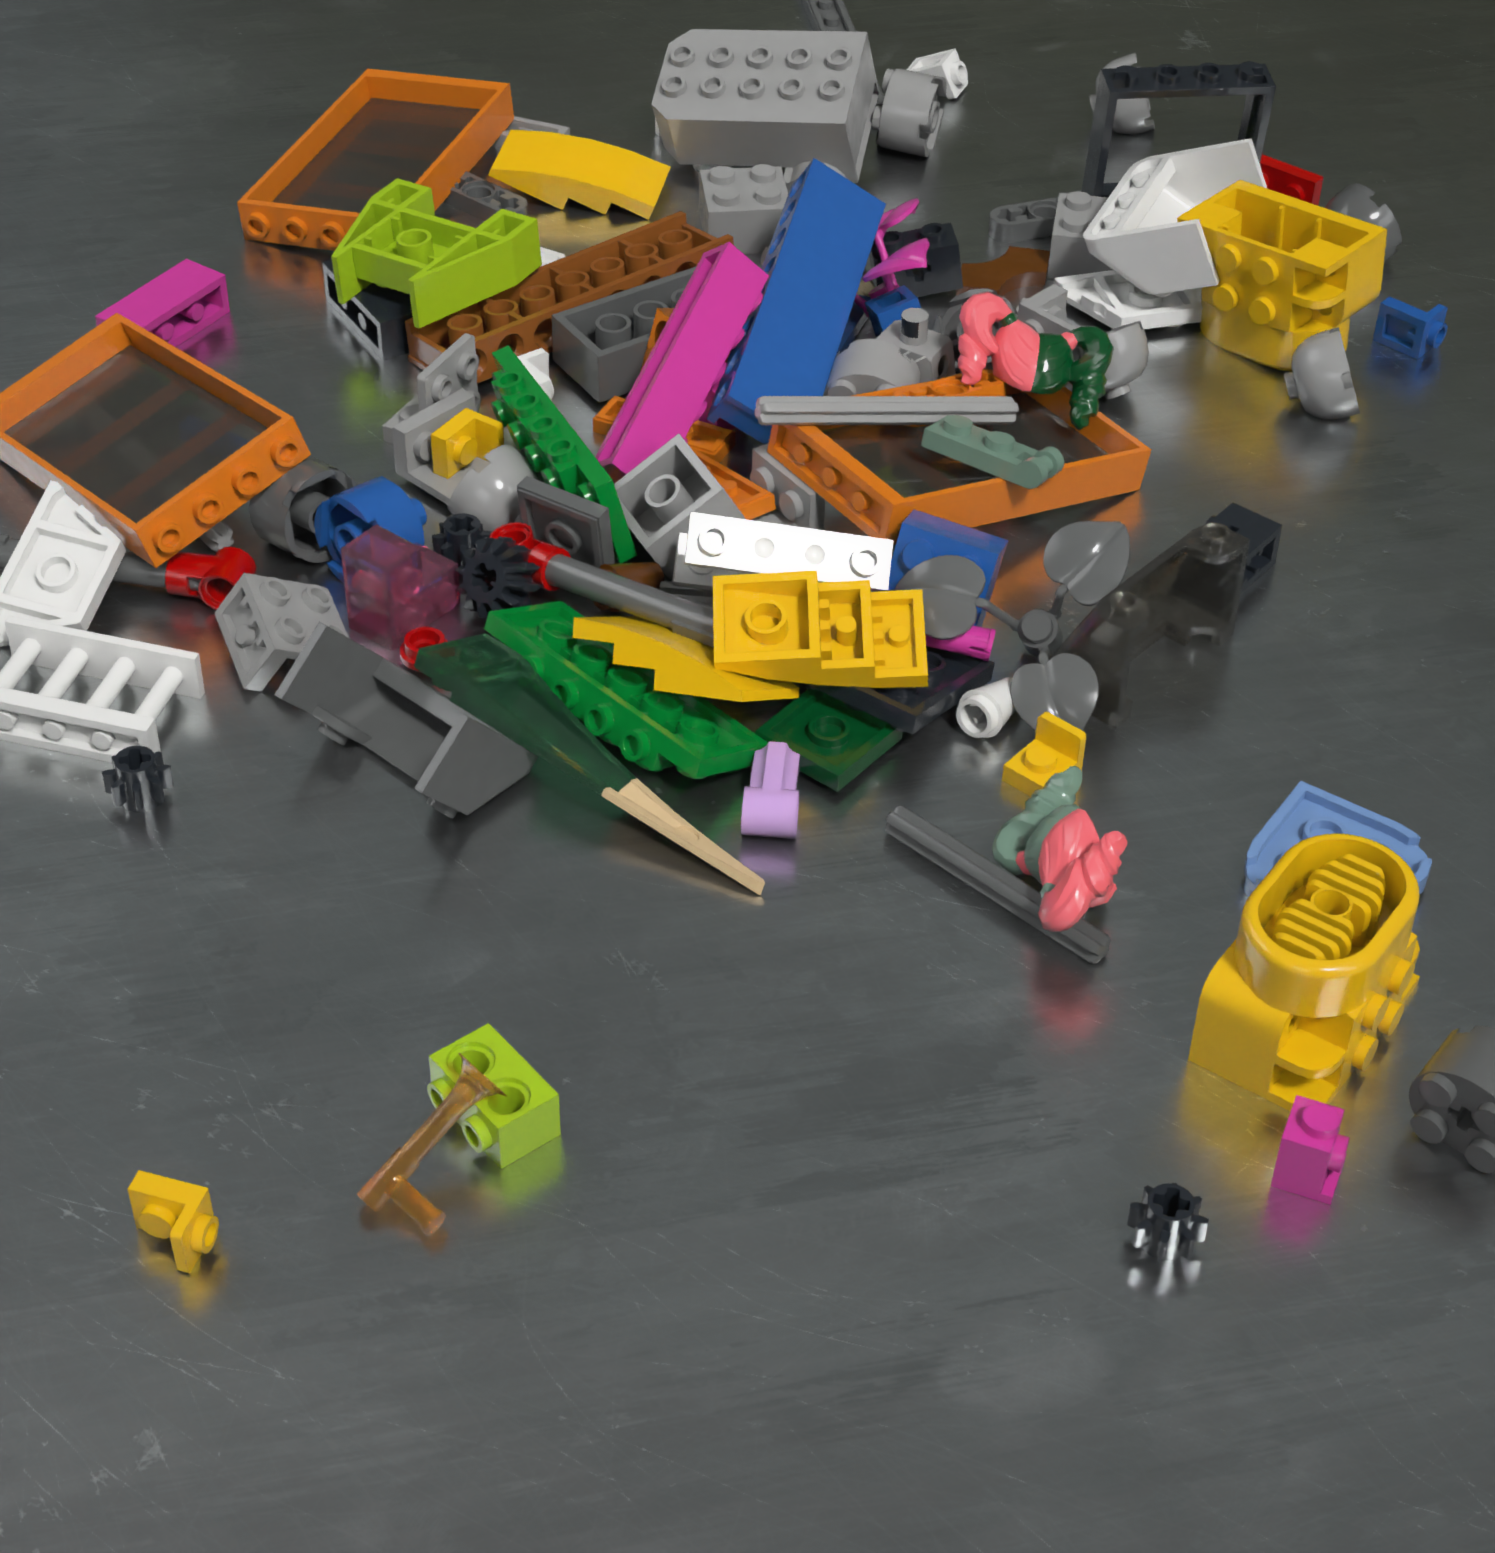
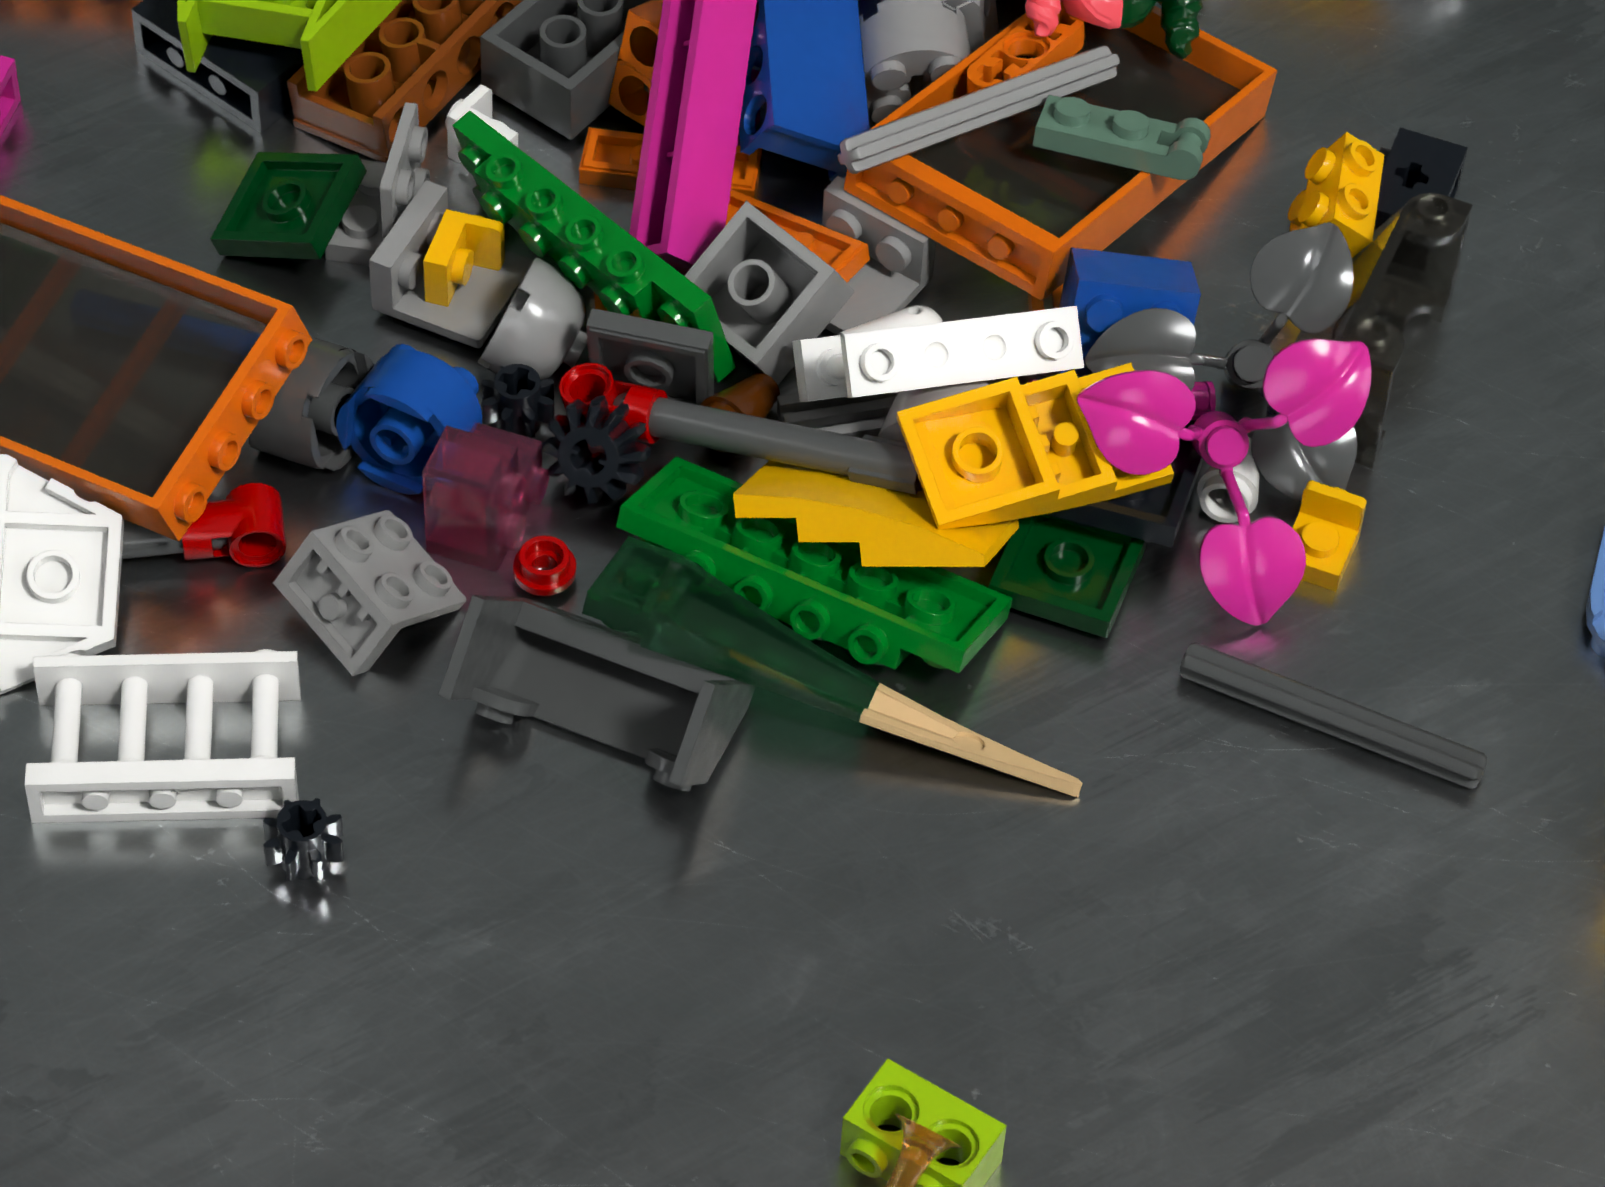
camera: 20 degrees left, 10 degrees up
(365, 396) = (288, 205): none -> dark green plate
(772, 798) = (1045, 675): lavender piece -> none
(905, 620) = (1143, 413): none -> dark pink plant
(1061, 851) = (1407, 668): coral hair -> none
(1158, 524) = (1341, 191): none -> yellow plate

